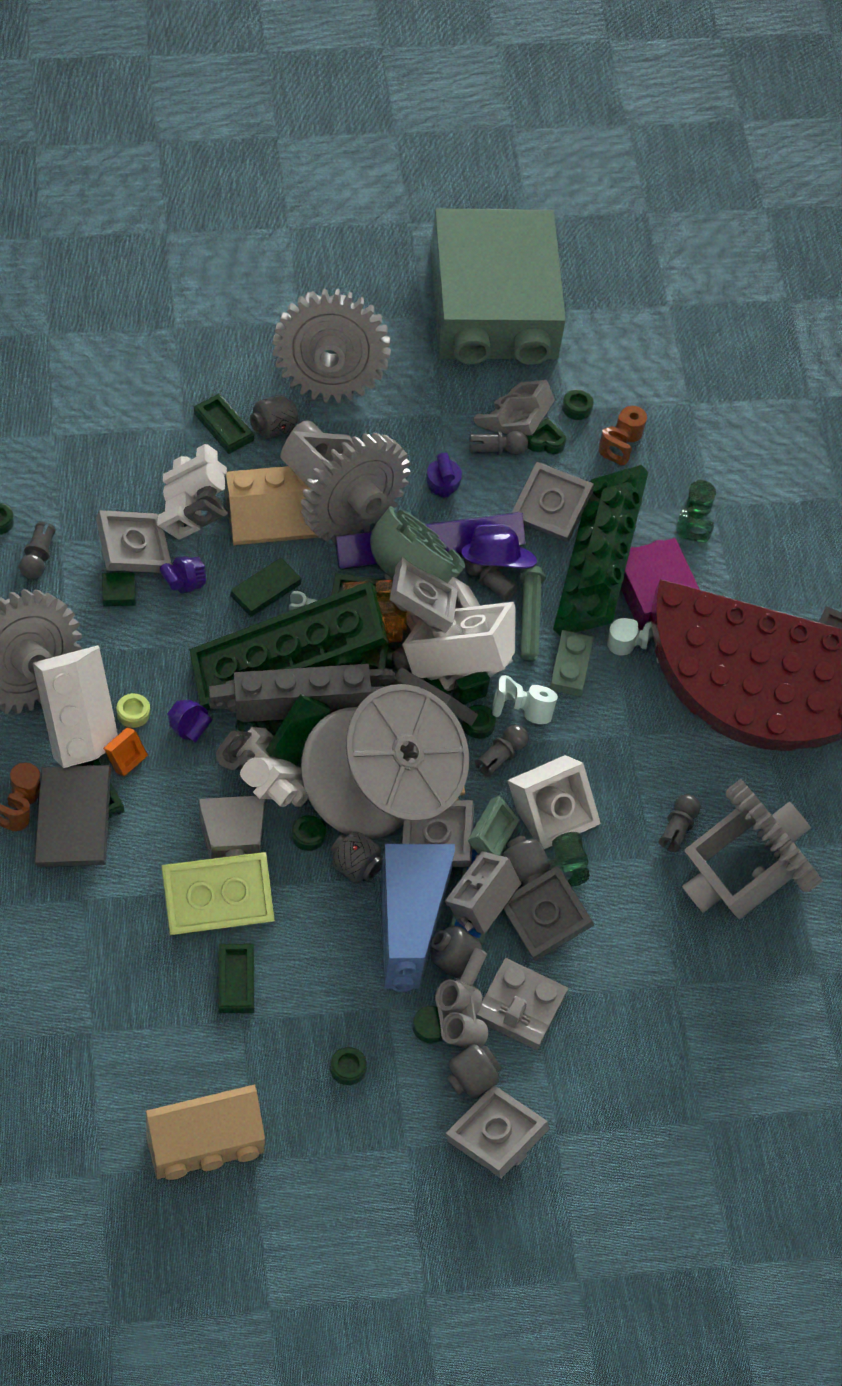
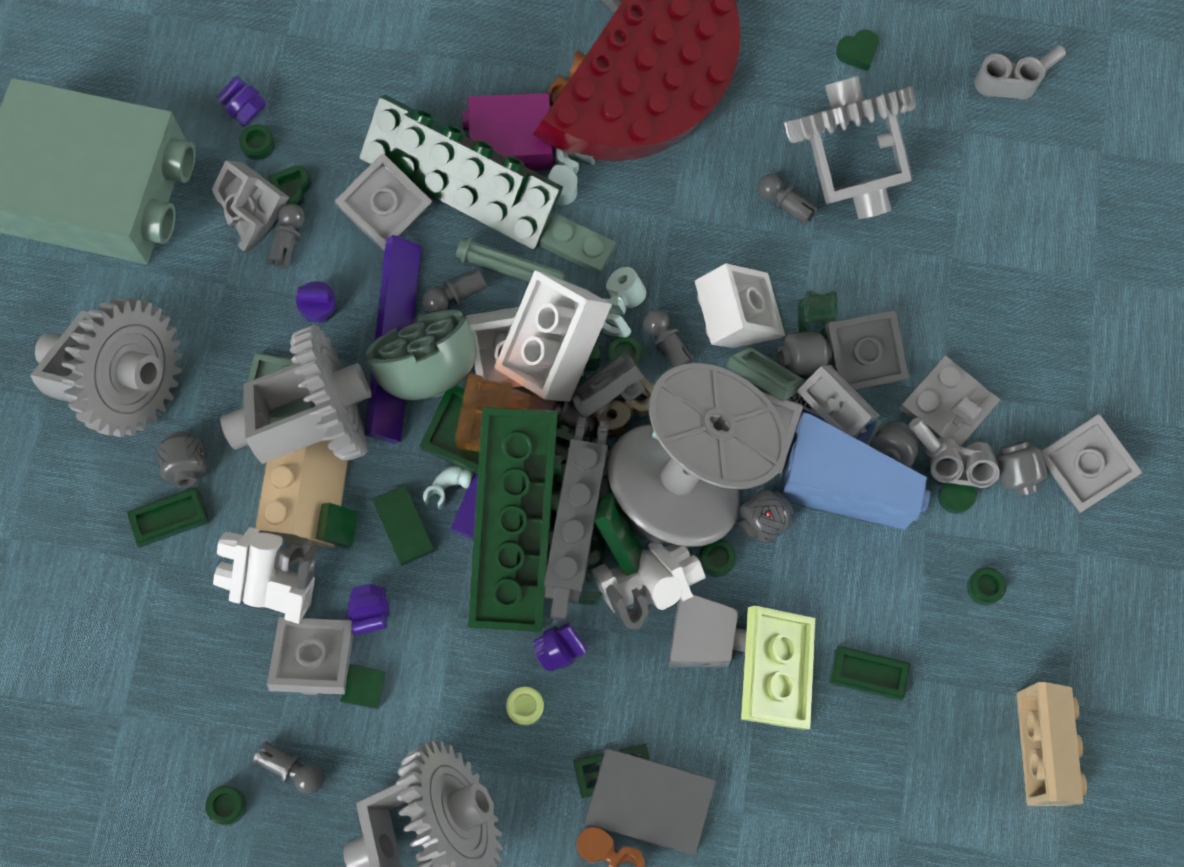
camera: 70 degrees left, 15 degrees up
(76, 705) = (532, 768): white slope -> none
(125, 751) = (582, 726): orange plate -> none
(250, 536) = (337, 525): none -> dark green tile
(423, 595) = (500, 358): light grey hinge -> none
(497, 546) = (434, 274): dark purple piece -> none
(609, 382) = (241, 101): none -> dark purple piece
(629, 428) = (306, 105): dark orange leg -> none
(698, 504) = (418, 67): clear green leg -> none

